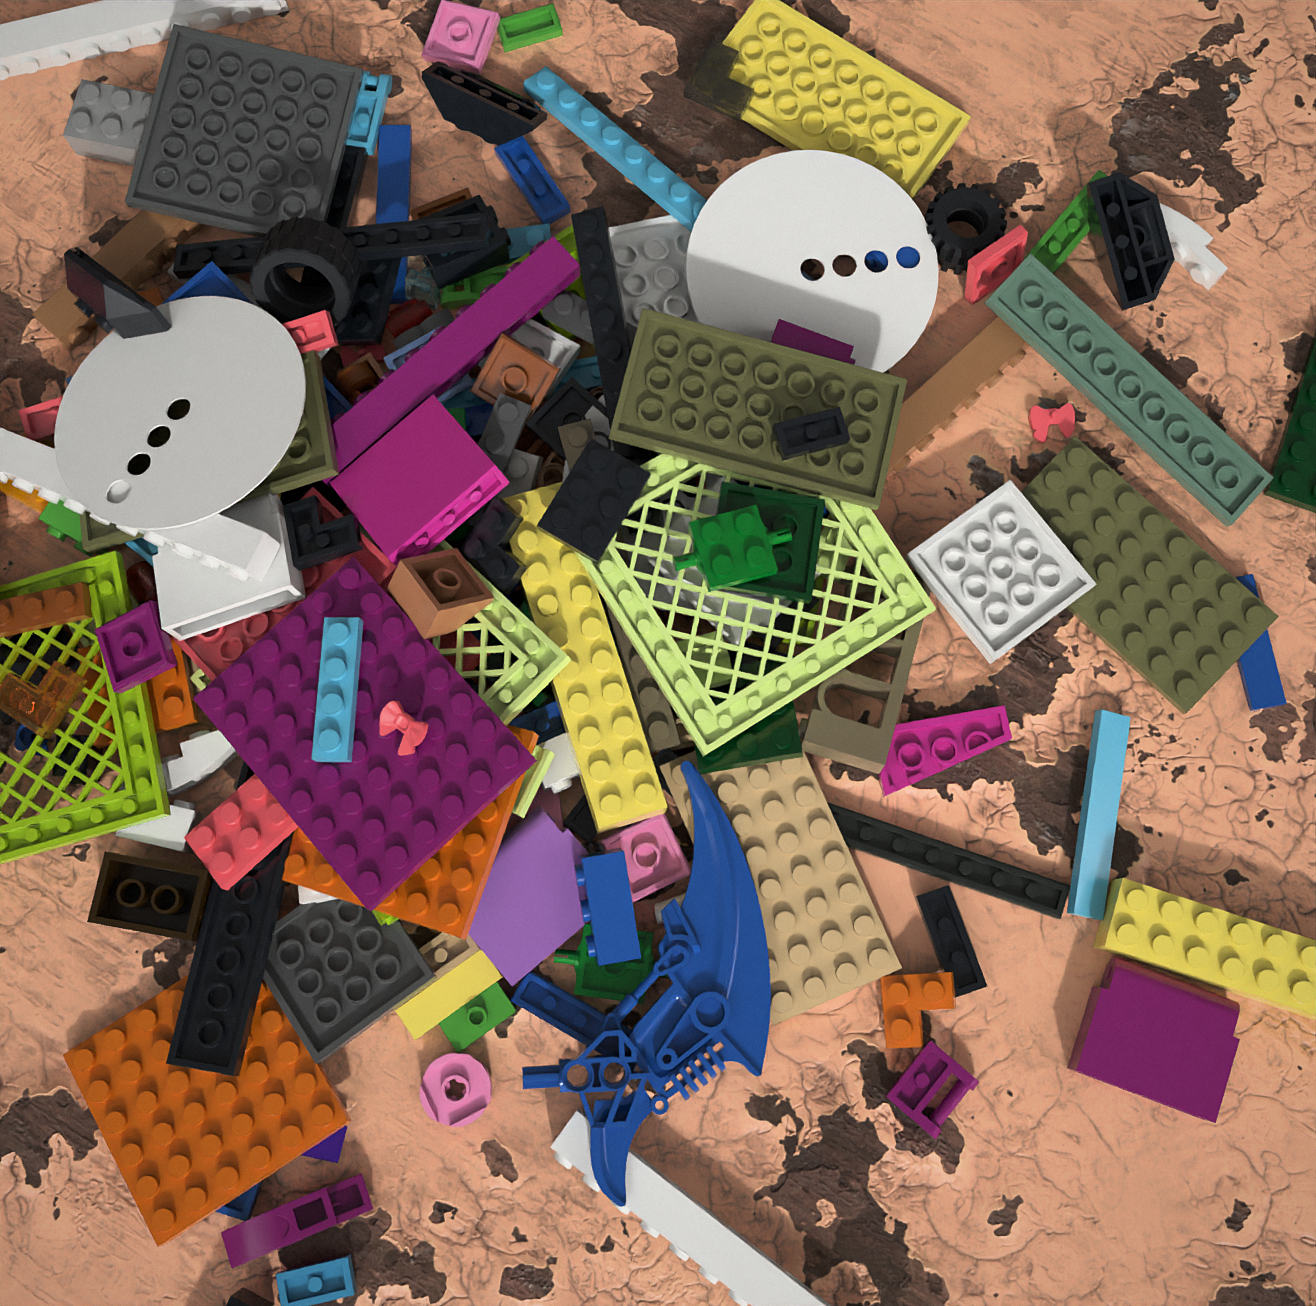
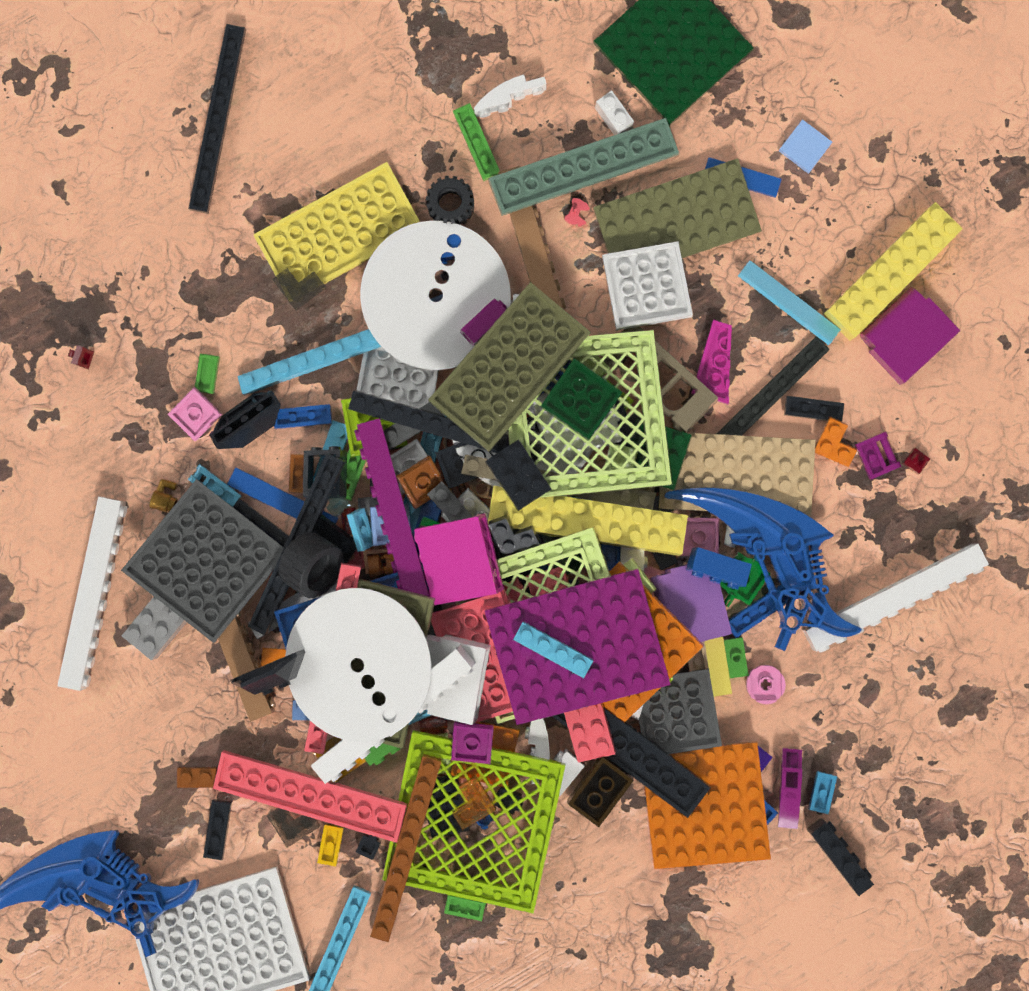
camera: 60 degrees left, 10 degrees up
(313, 43) = (161, 500): none -> pearl gold piece
(315, 541) = (461, 628): black plate -> none
(393, 718) = (584, 627): coral piece -> none
(399, 326) = (360, 529): none -> medium azure plate
(438, 591) = (525, 576): nougat slope -> none
(732, 548) = (579, 418): green plate -> none
(811, 433) = (539, 348): black plate -> none
(957, 1161) = (916, 461): none -> dark red tile
(995, 264) = (481, 197): coral plate -> none
(1129, 238) = (504, 119): black wedge -> none
(1235, 395) = (614, 113): none -> white brick

